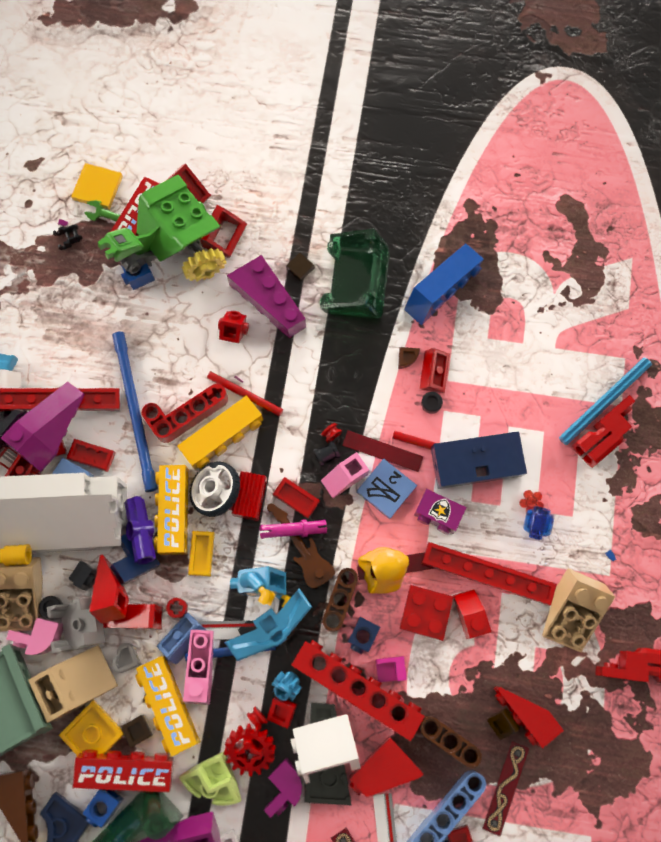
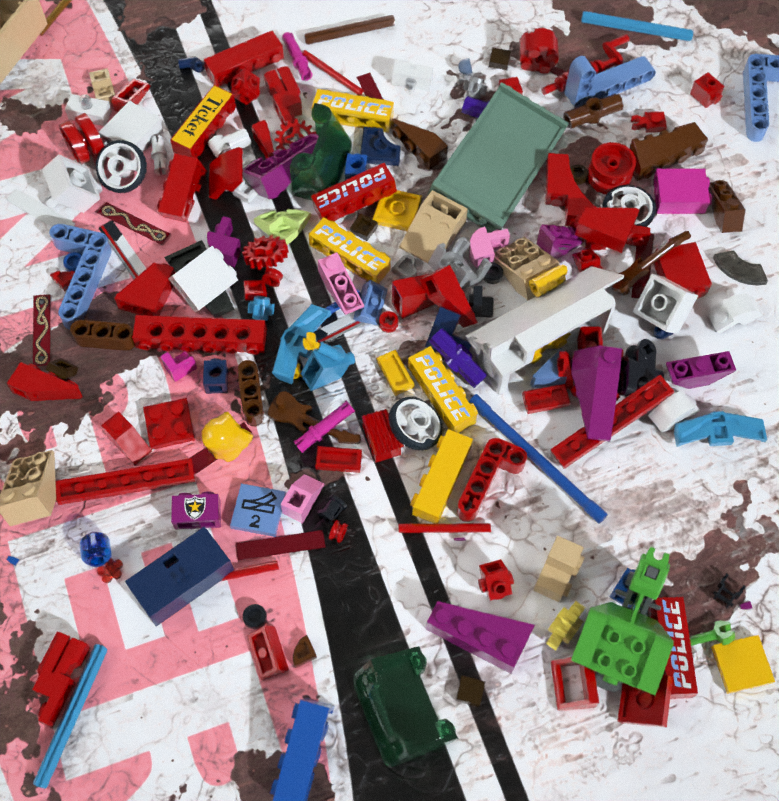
camera: 150 degrees right, 10 degrees down
(57, 465) = (564, 367): none -> red slope
(181, 310) = (561, 563): none -> tan brick

